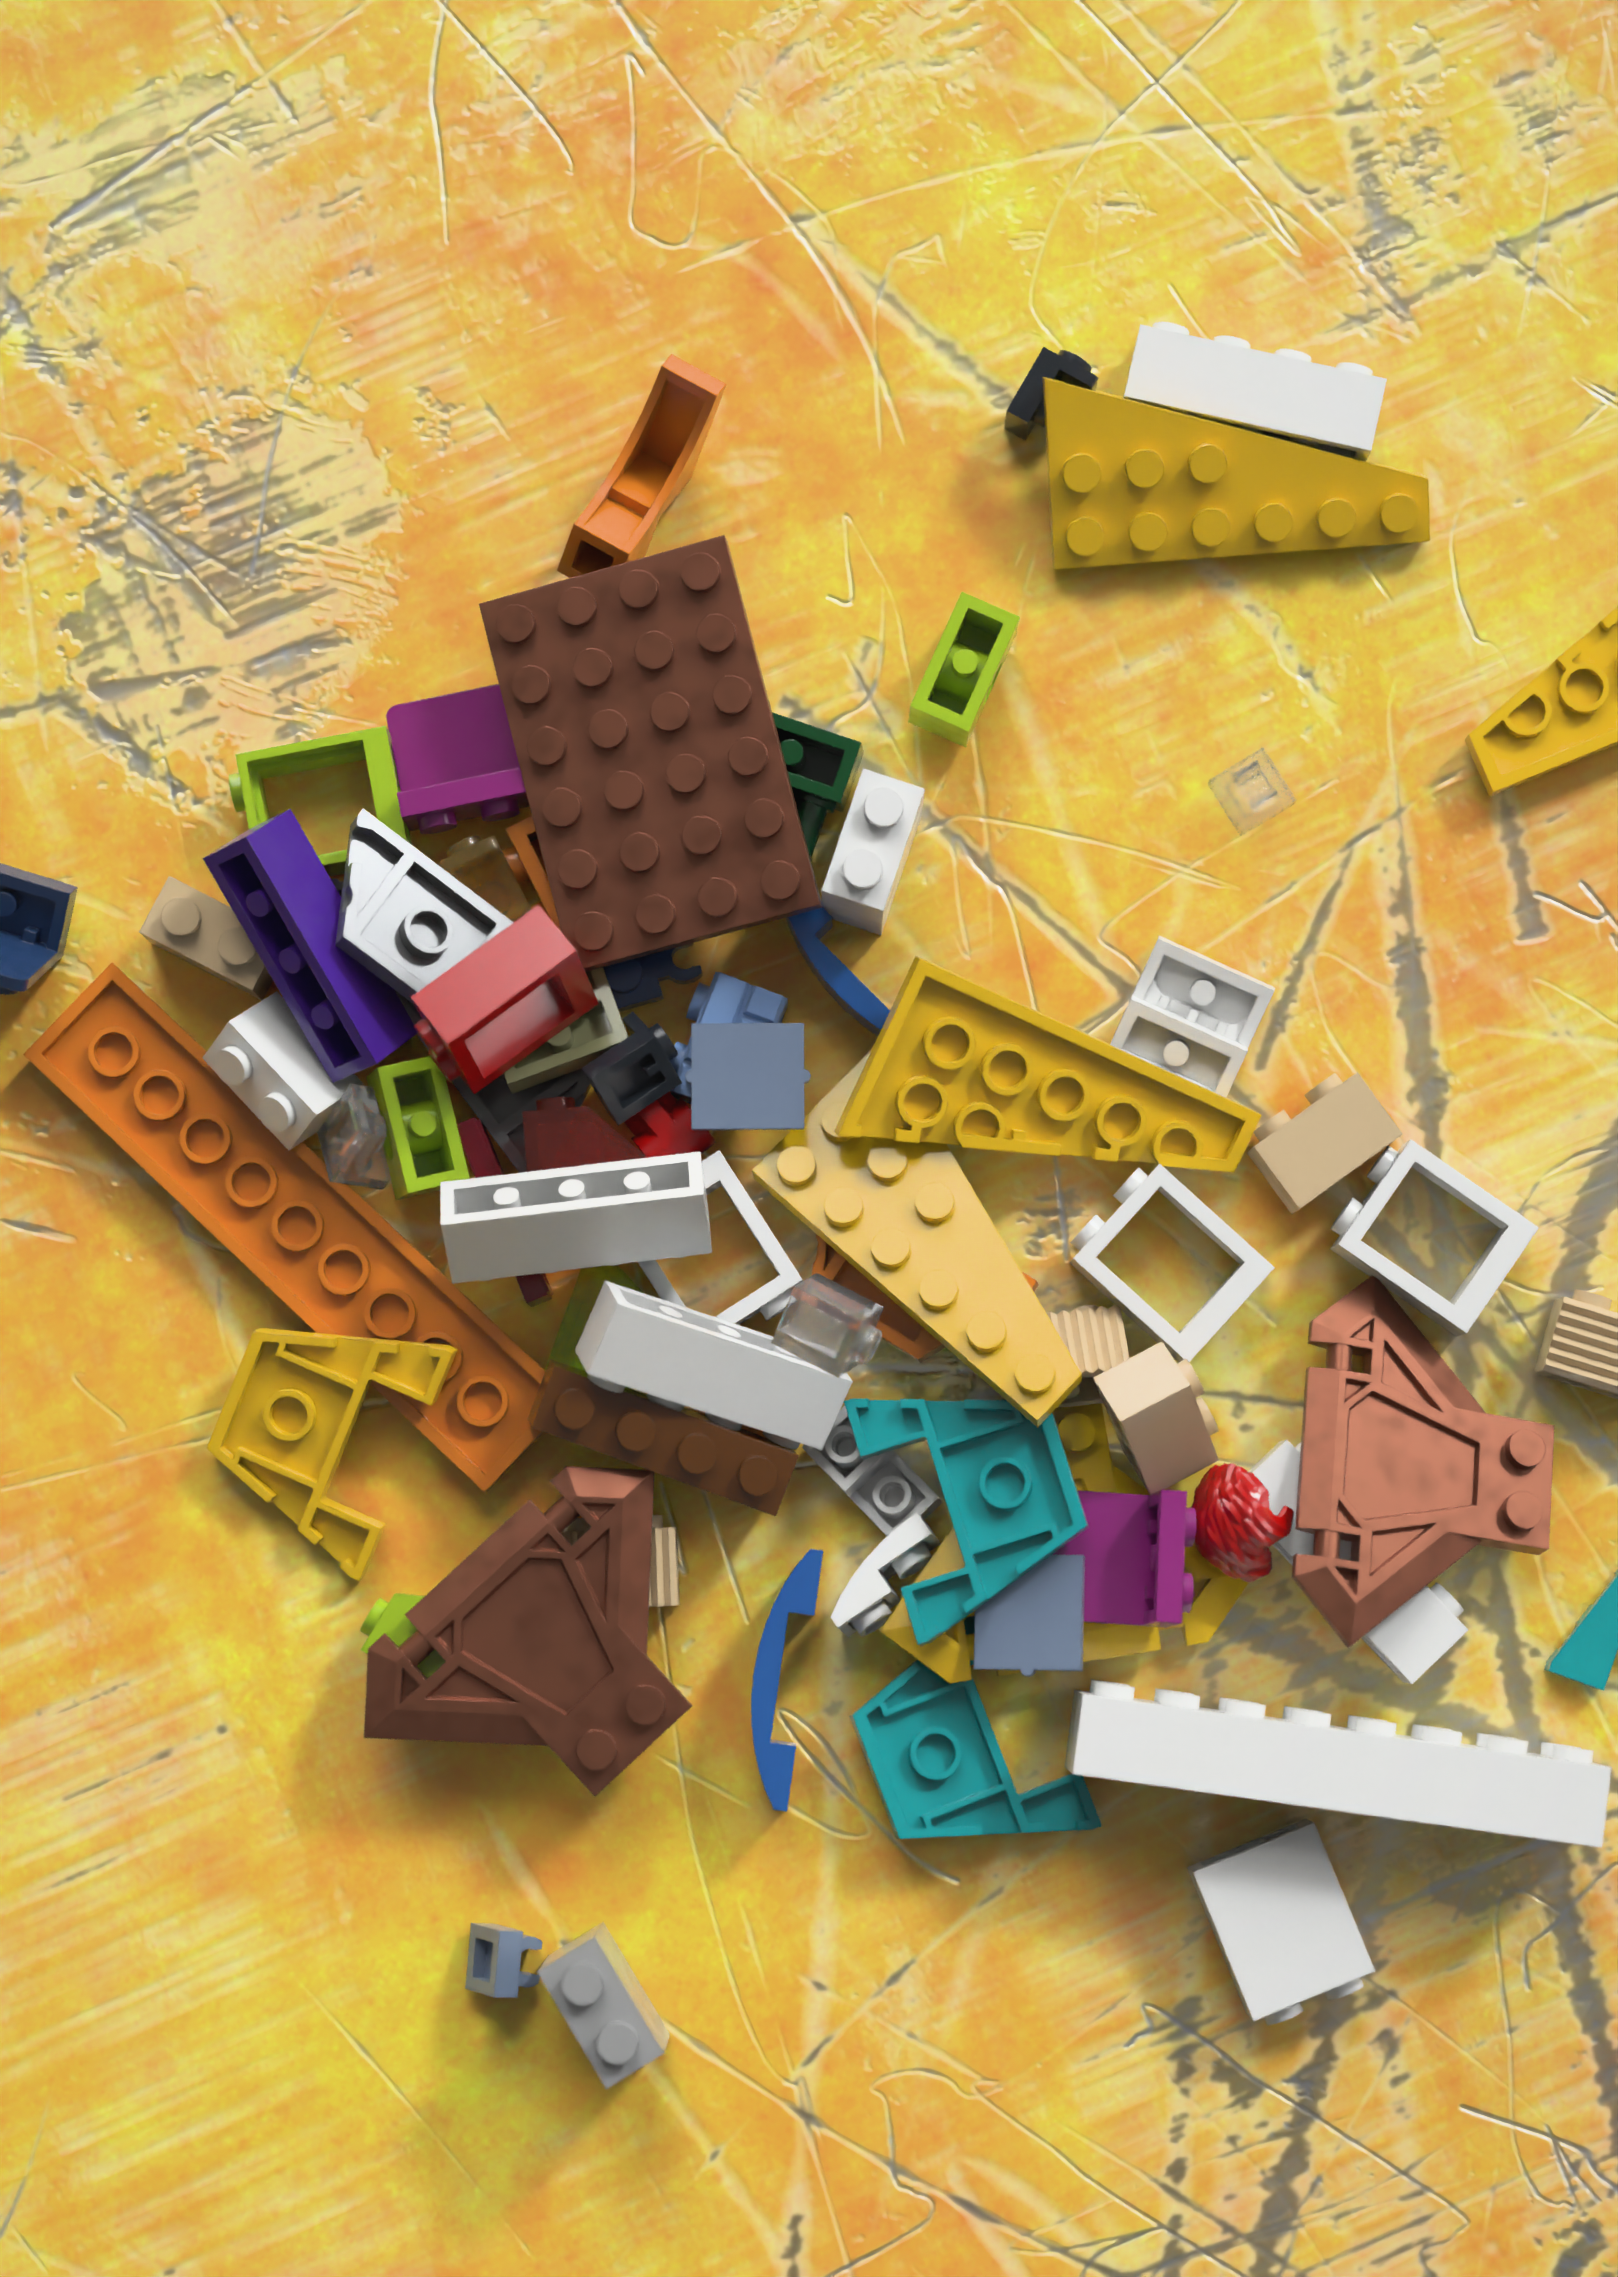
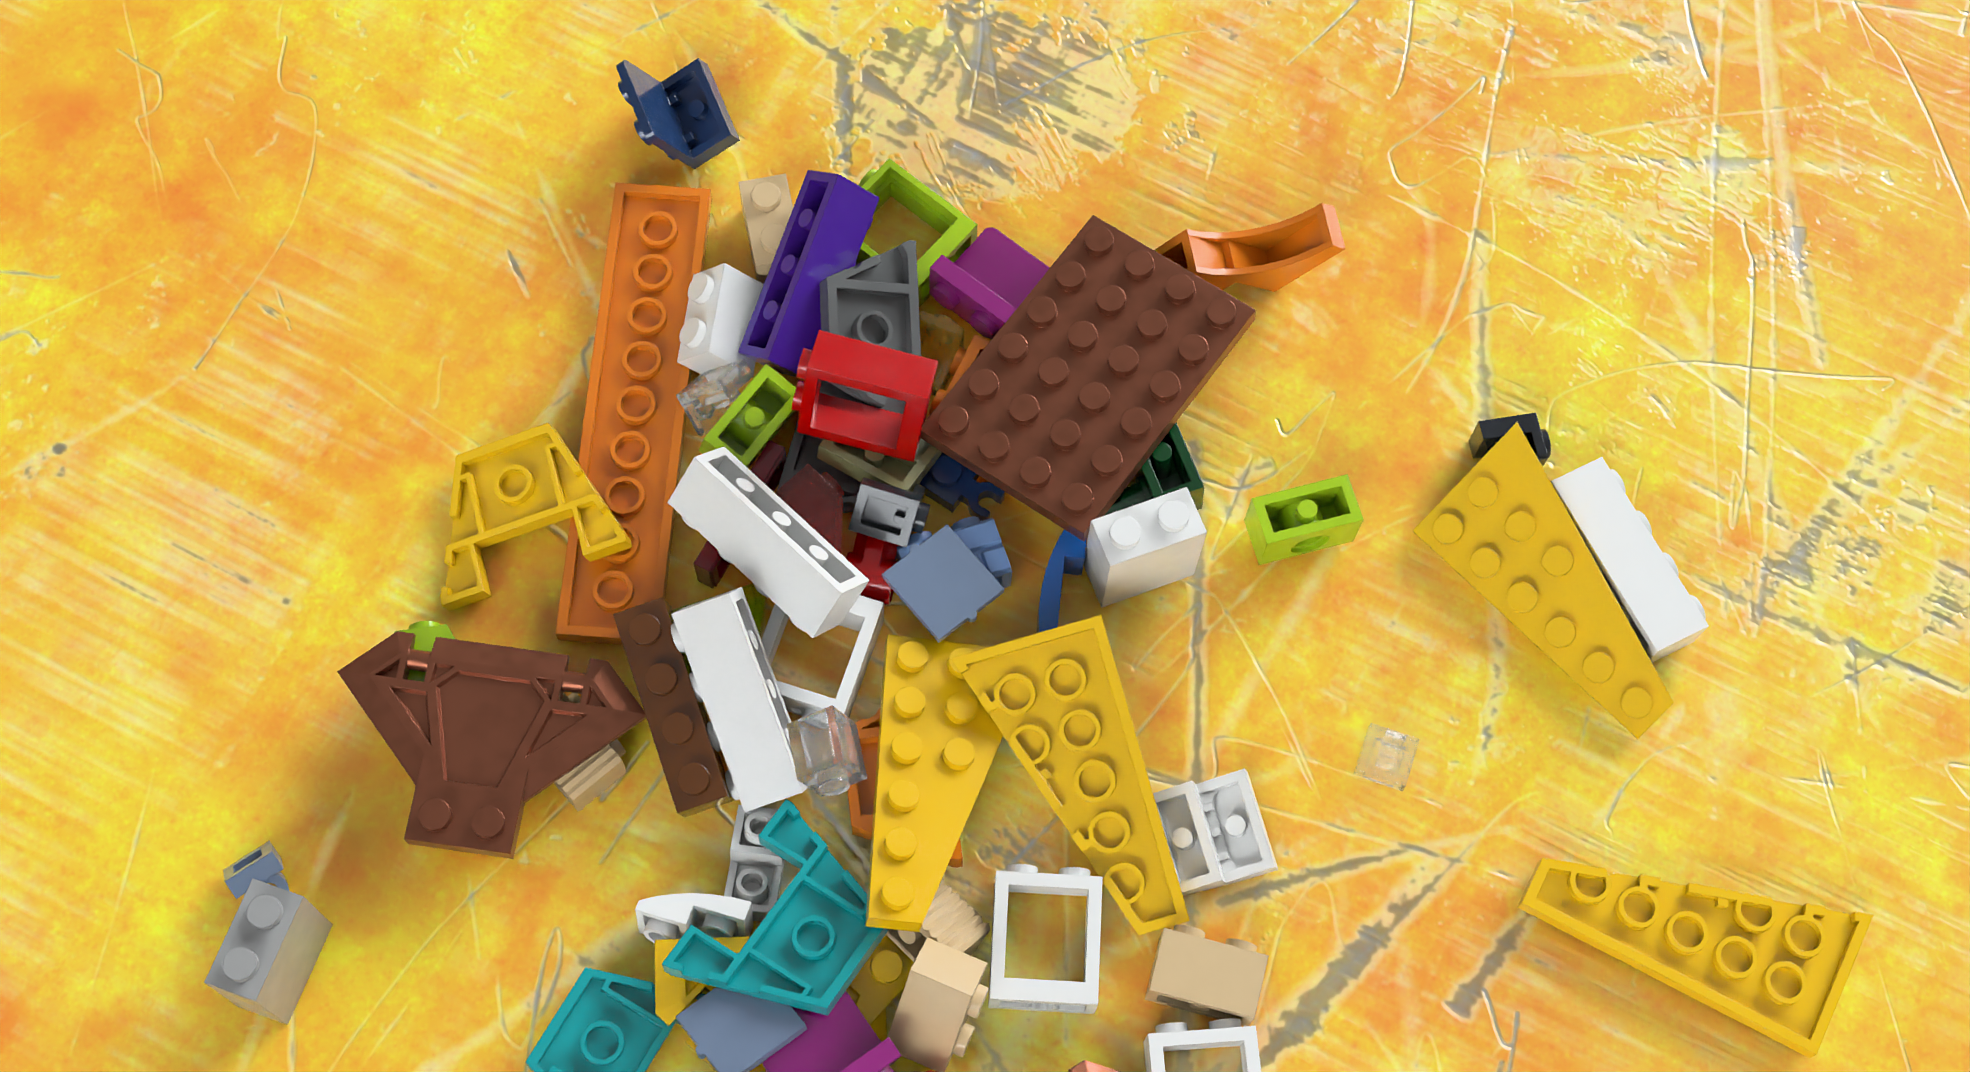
camera: 45 degrees right, 15 degrees down
(777, 1757) = (517, 943): blue slope -> none

